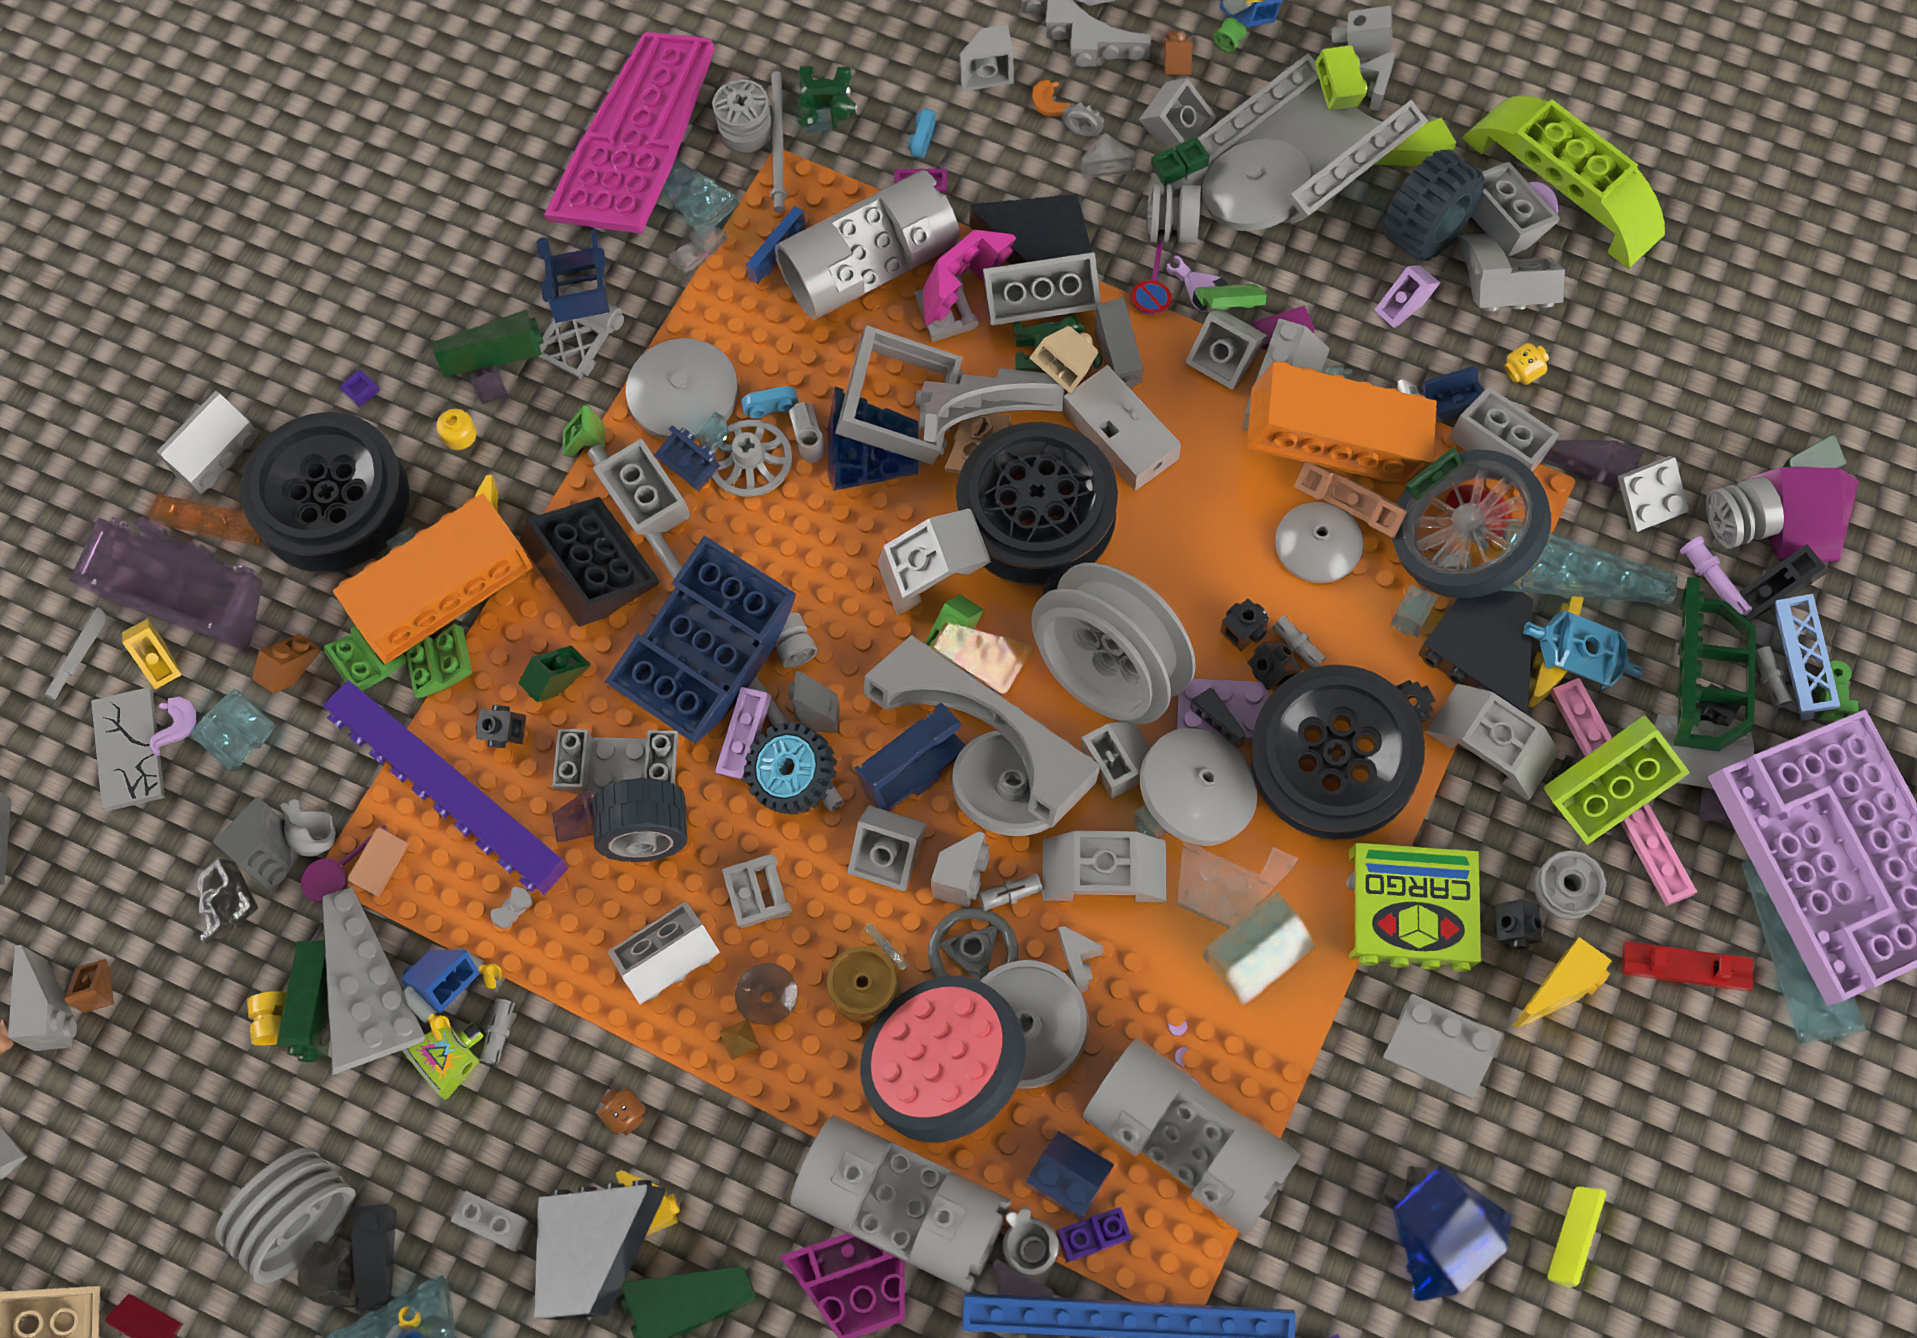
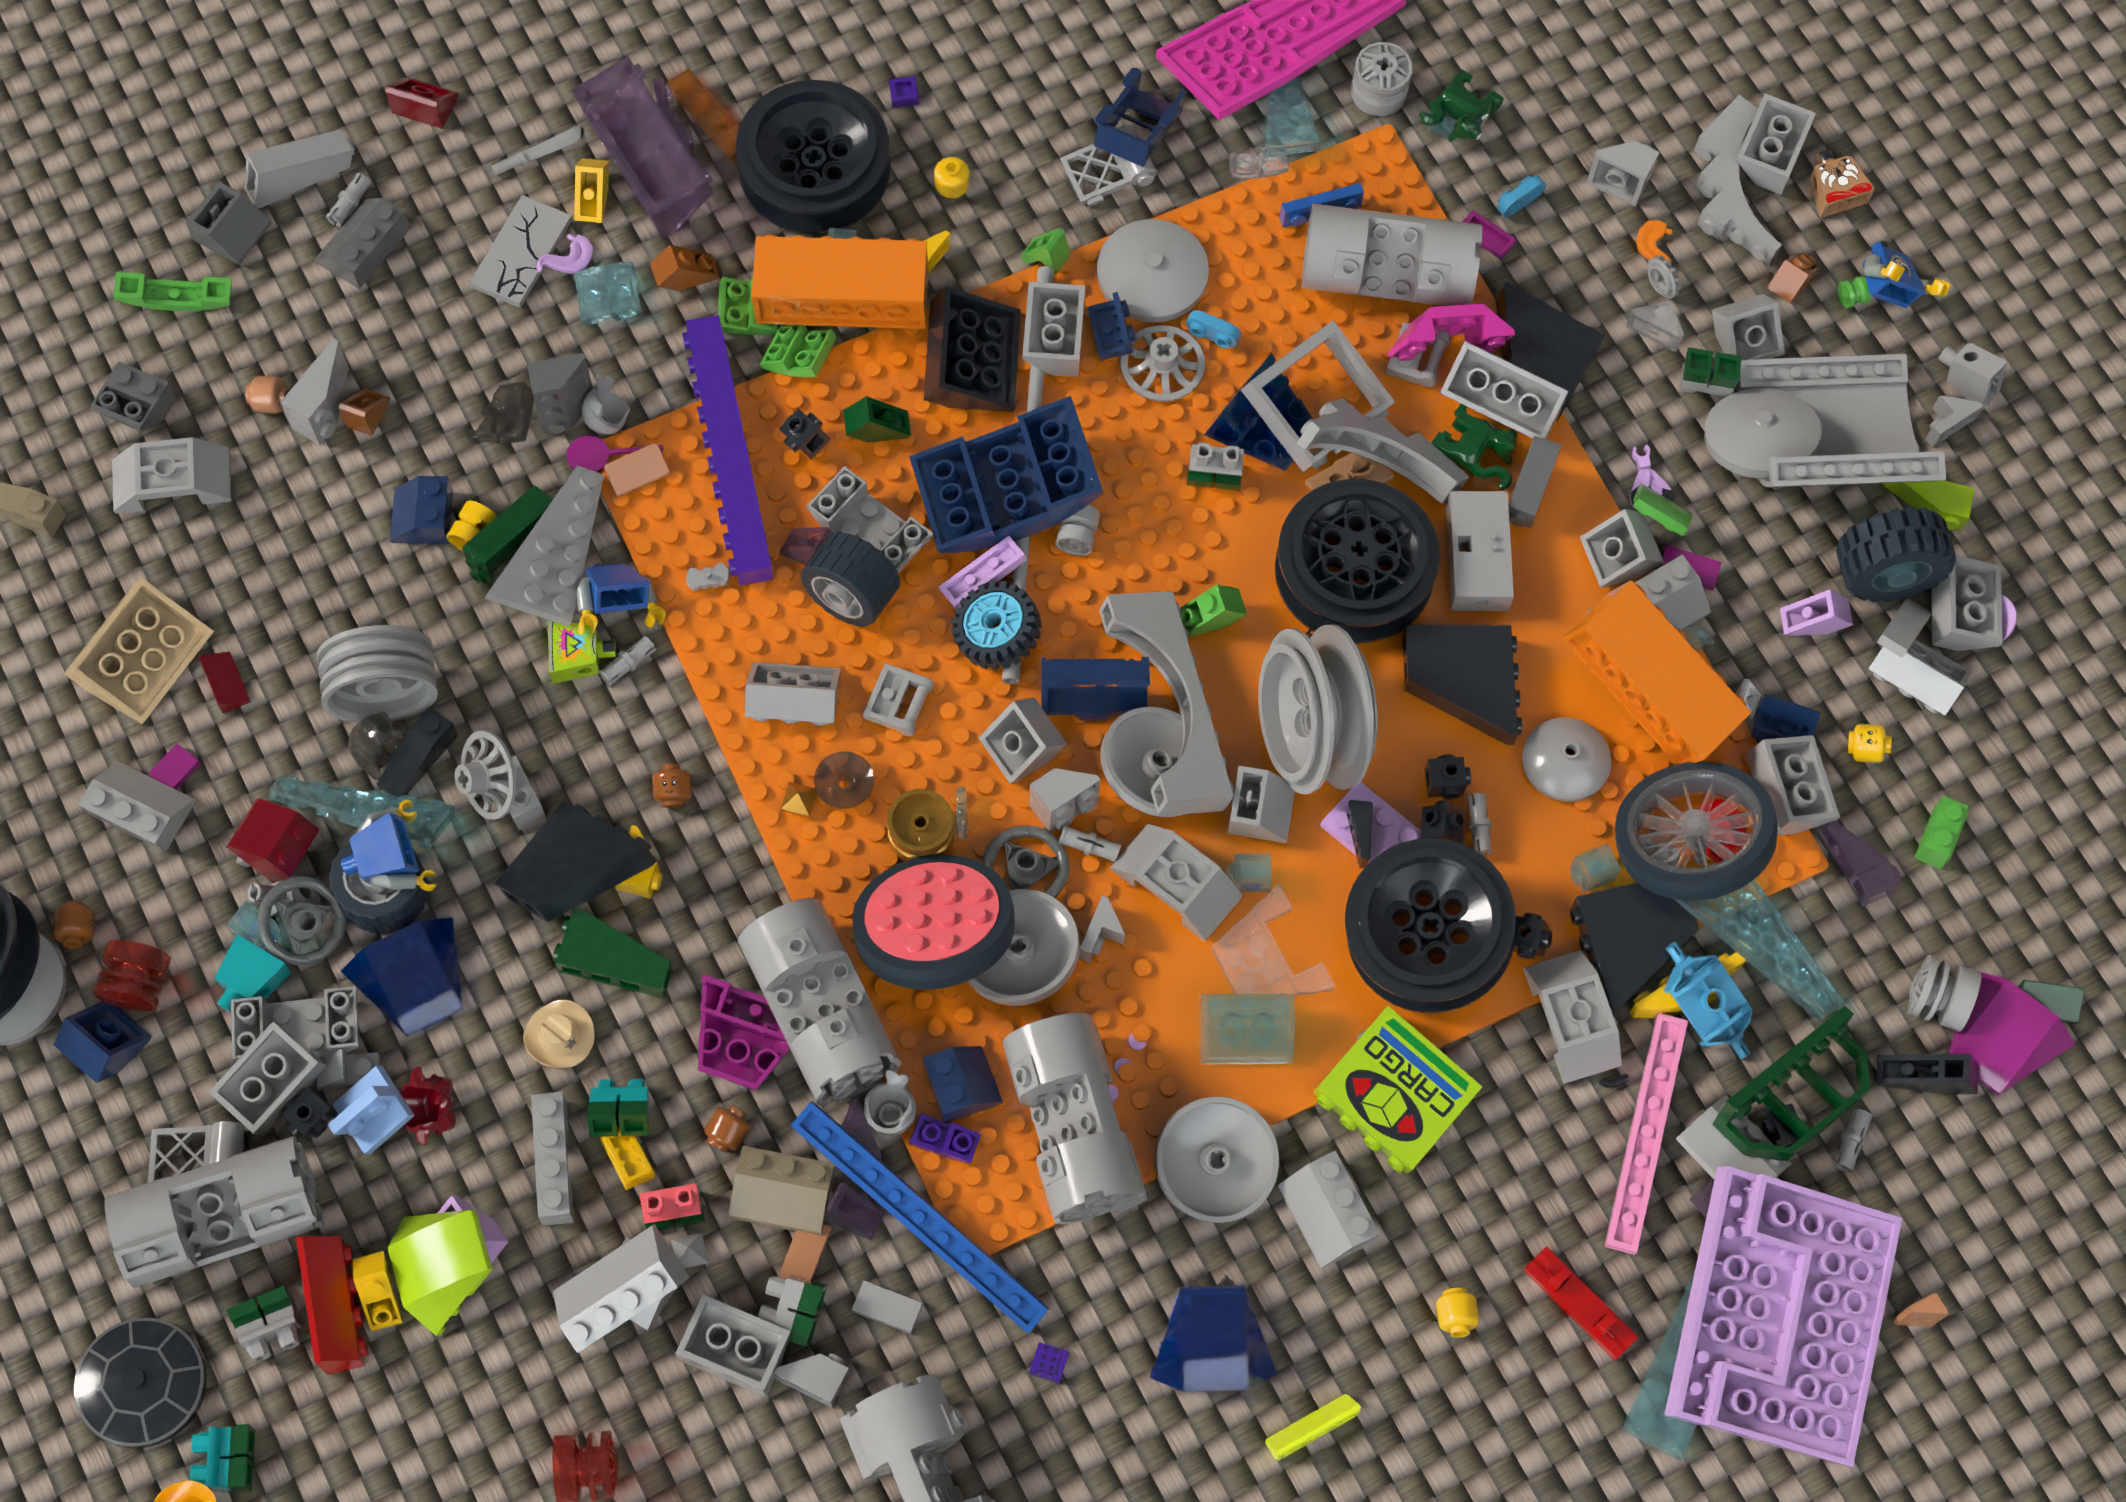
camera: 30 degrees right, 0 degrees up
(207, 443) = (754, 54): slope -> none
(211, 1037) = (422, 511): none -> dark blue slope
(447, 1237) = (475, 777): none -> light grey wheel
(488, 384) = (1006, 156): clear purple slope -> none
(489, 344) = (1029, 127): dark green slope -> none
(714, 431) = (1148, 321): clear light blue plate -> none
(778, 193) = (1358, 164): light grey bar -> none
(807, 432) = (1223, 374): light grey piece -> none
(814, 704) = (1052, 589): dark grey slope -> none
(865, 502) = (1223, 461): none -> light grey hips
(929, 555) = (1238, 538): light grey slope -> none
(985, 656) = (1215, 647): clear yellow wing -> none
(1065, 356) = (1476, 459): tan torso -> none
(1150, 295) = (1600, 464): piece -> none
(1174, 213) = (1668, 405): light grey wheel -> none
(1191, 532) = (1466, 674): none -> black slope
(1198, 786) = (1300, 872): light grey dish -> none
(1324, 1076) = (1216, 1159): none -> light grey dish
(1340, 77) = (1916, 394): lime brick -> none
(1351, 497) = (1621, 740): nougat slope -> none
(1434, 474) = (1699, 769): dark green slope -> none
(1518, 924) = (1469, 1166): black brick -> none
(1577, 973) = (1465, 1237): yellow slope -> none
(1578, 166) = (2052, 617): lime slope -> none
(1579, 869) = (1550, 1157): light grey wheel -> none
(1606, 1049) = (1457, 1312): none -> yellow head
(1616, 779) = (1642, 1116): lime slope -> none
(1635, 392) = (1942, 832): none -> bright green brick
(1653, 493) = (1881, 923): plate -> none
(1708, 566) = (1877, 1015): lavender pin -> none
(1794, 659) = (1888, 1137): light blue fence -> none
(1841, 674) = (1894, 1188): bright green leg -> none

